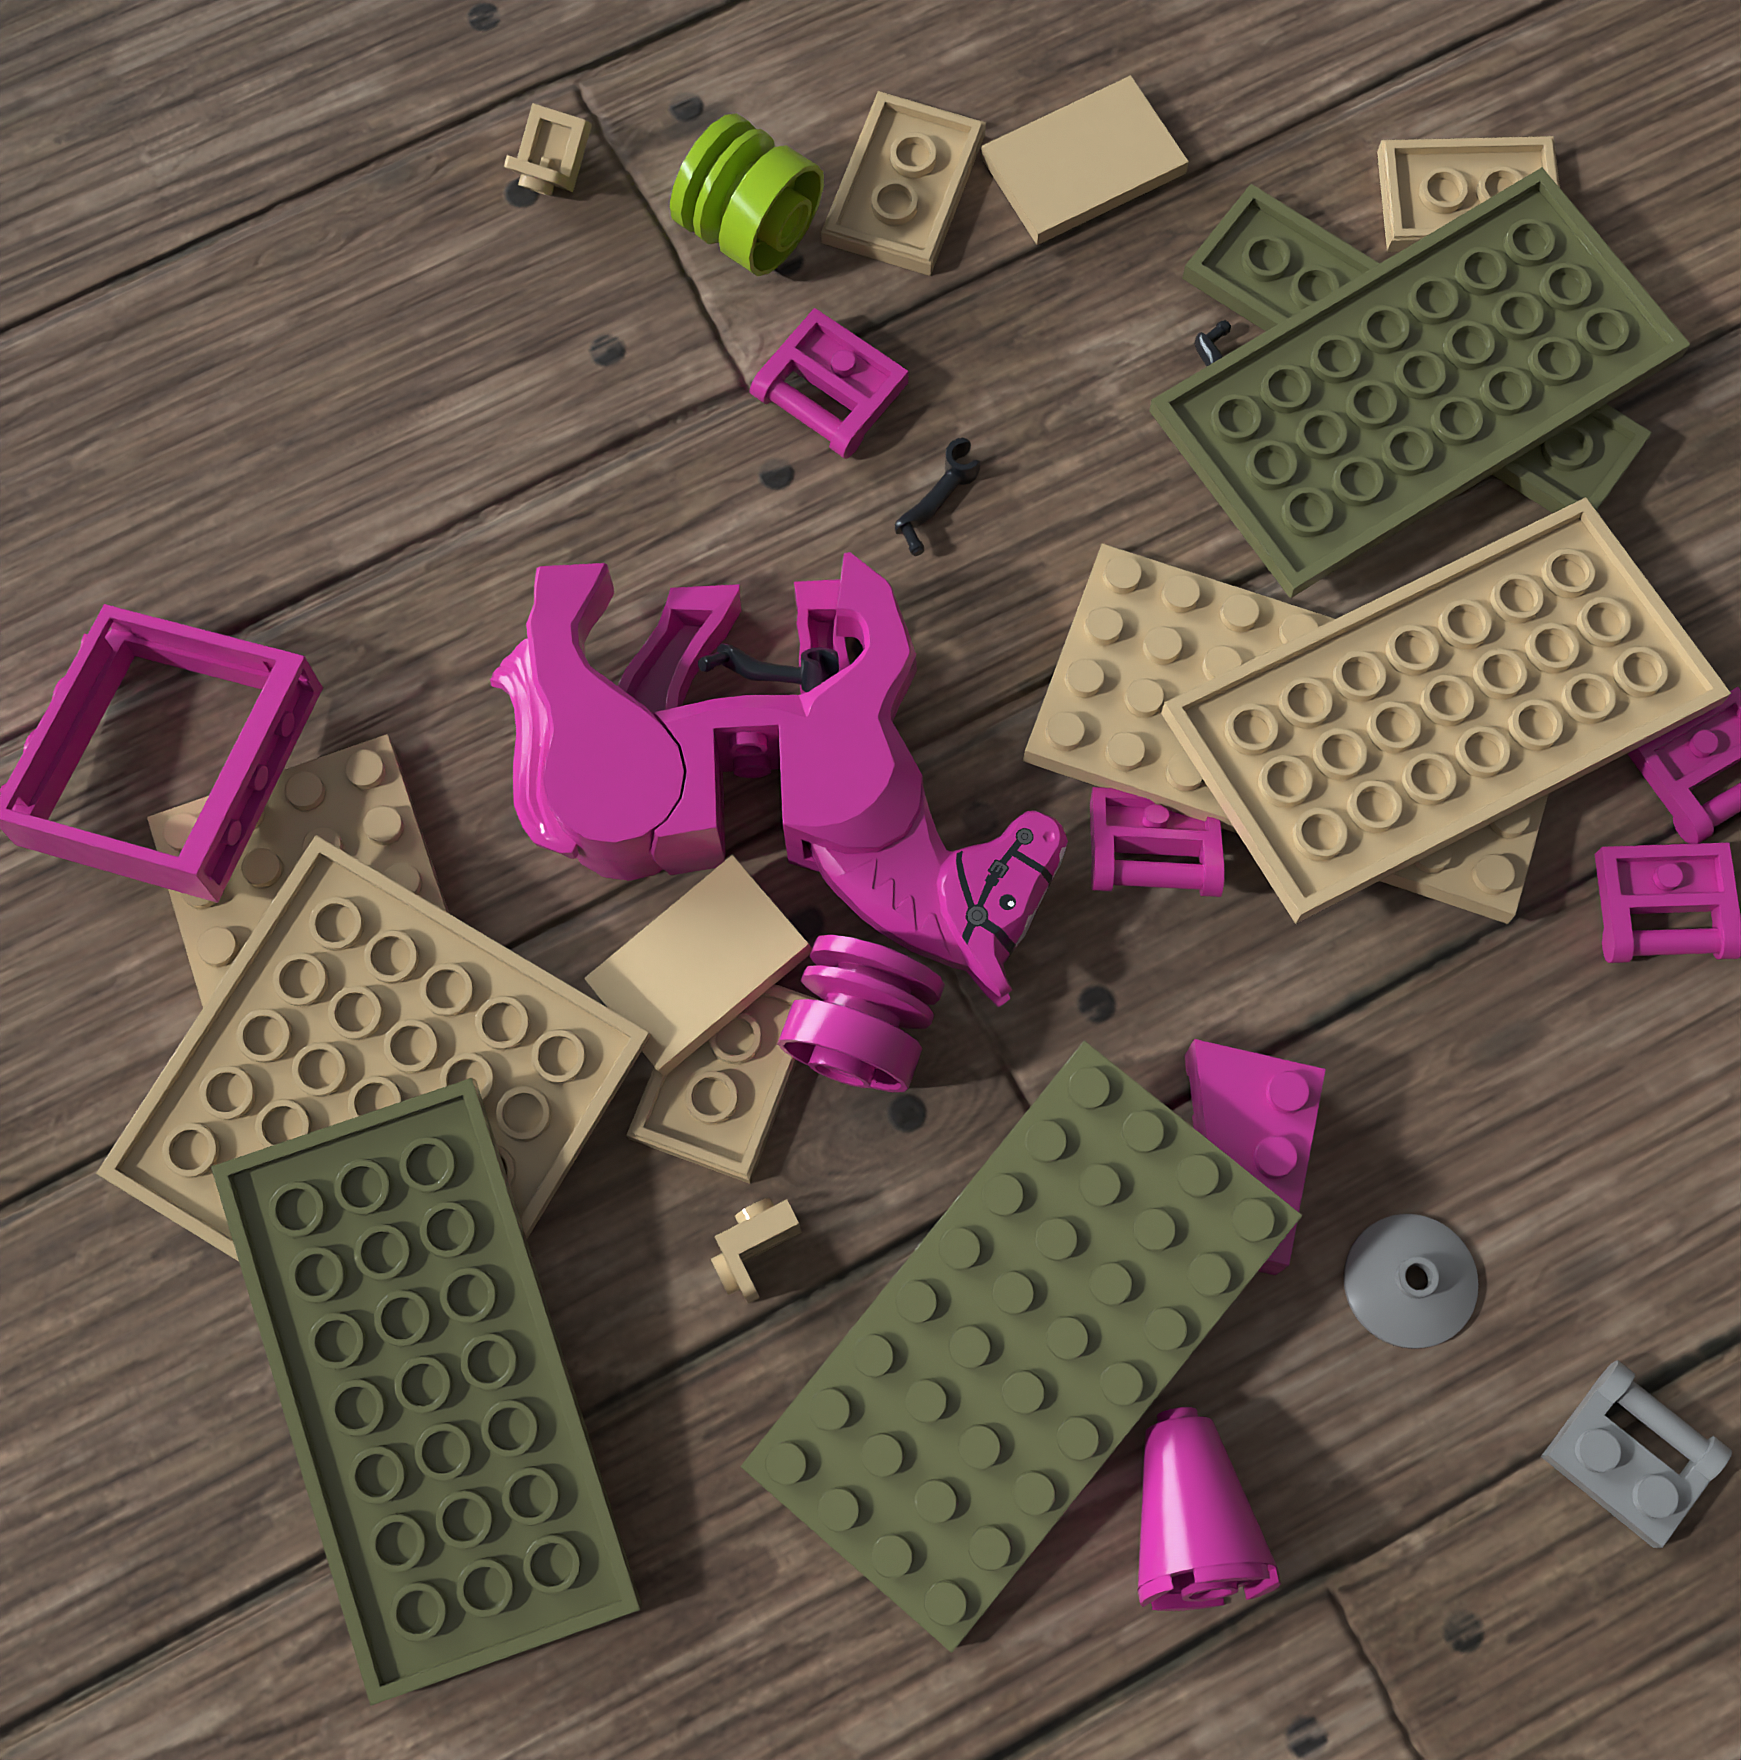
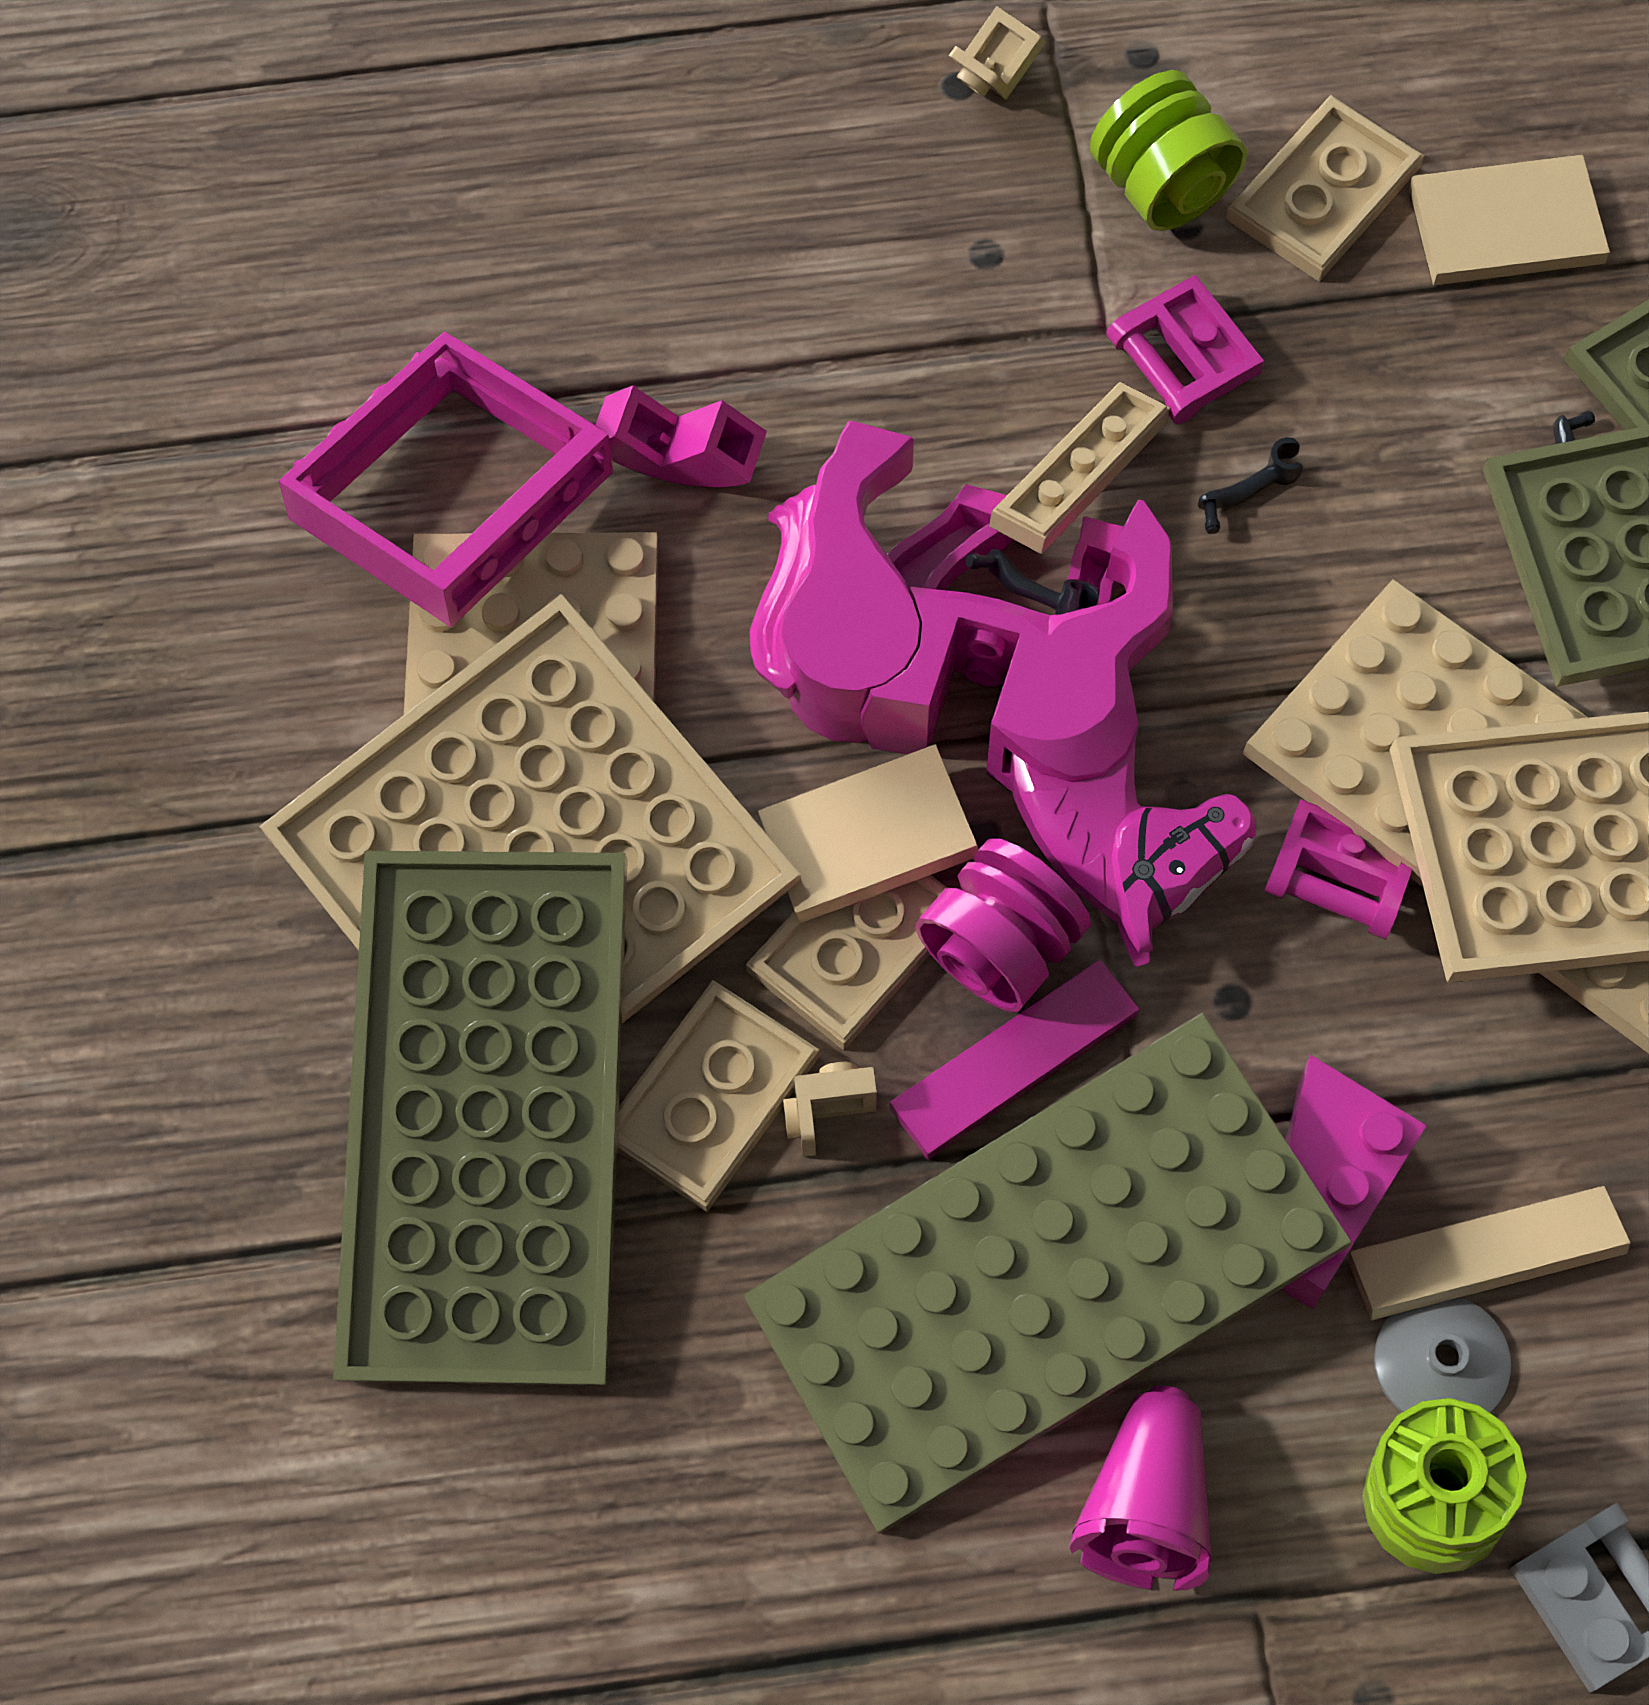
camera: 20 degrees right, 5 degrees down
(395, 637) = (695, 449): none -> dark pink brick
(638, 1276) = (710, 1095): none -> tan tile
(772, 535) = (1079, 467): none -> tan tile
(914, 1136) = (1013, 1059): none -> dark pink tile
(1417, 1163) = (1488, 1252): none -> tan tile
(1495, 1387) = (1454, 1447): none -> lime wheel

